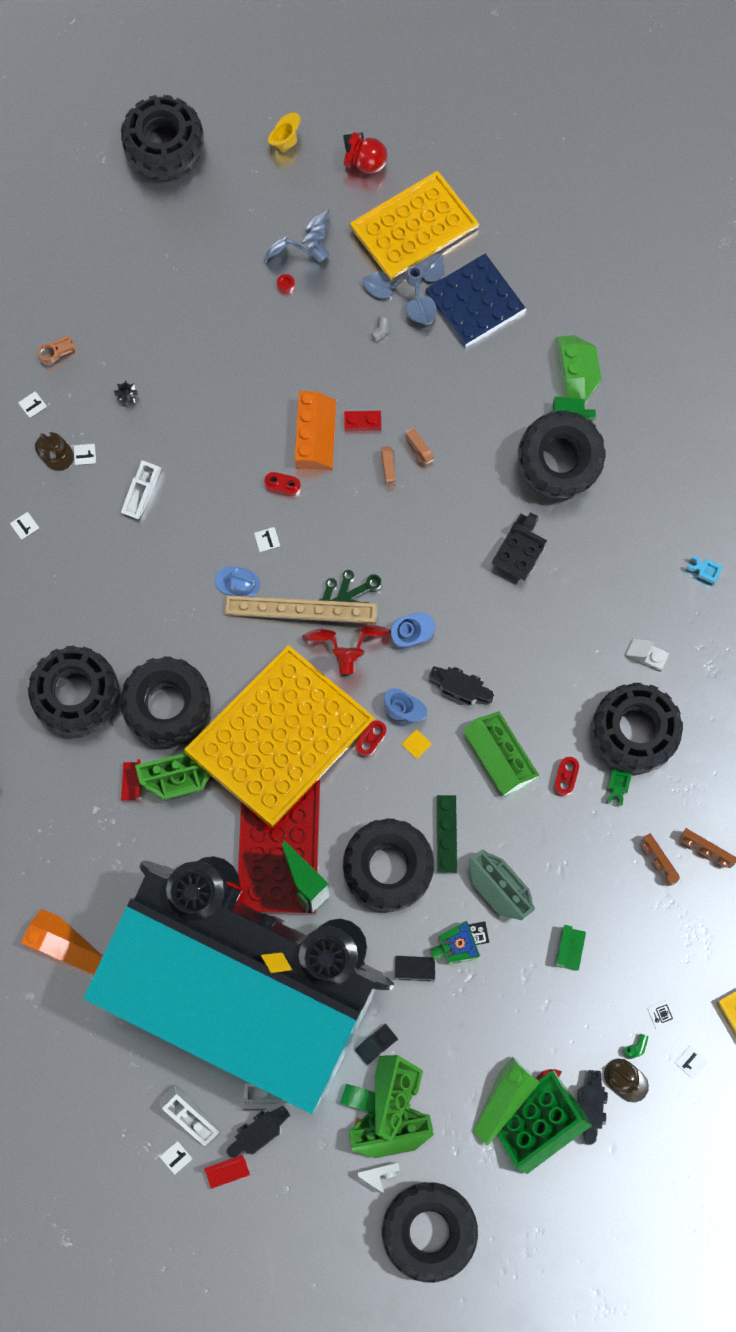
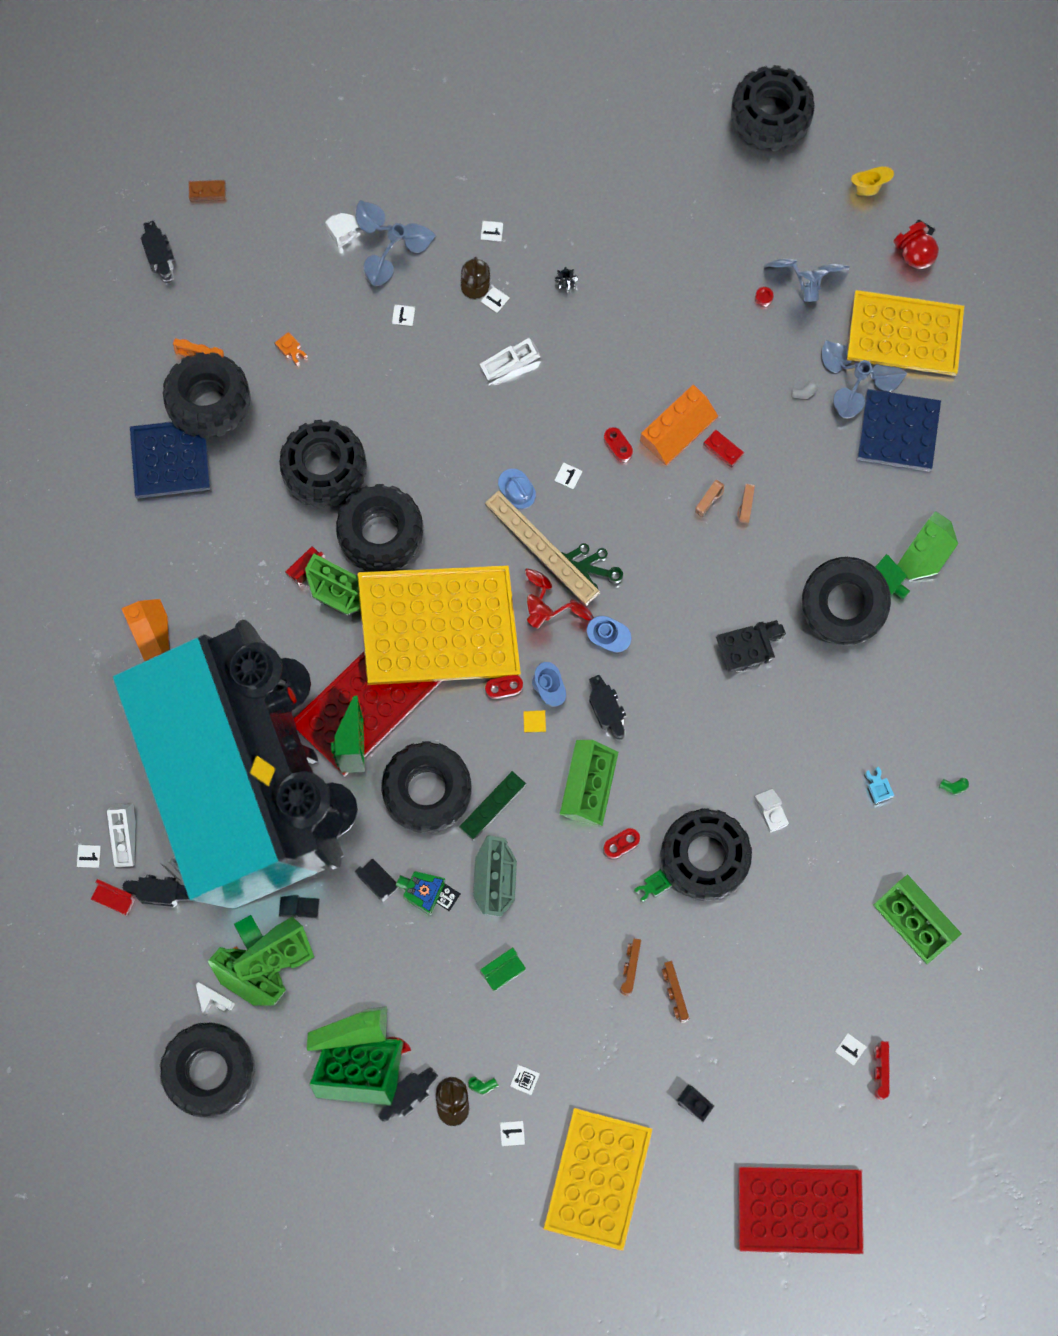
camera: 45 degrees right, 0 degrees up
(59, 347) = (550, 205): nougat piece -> none

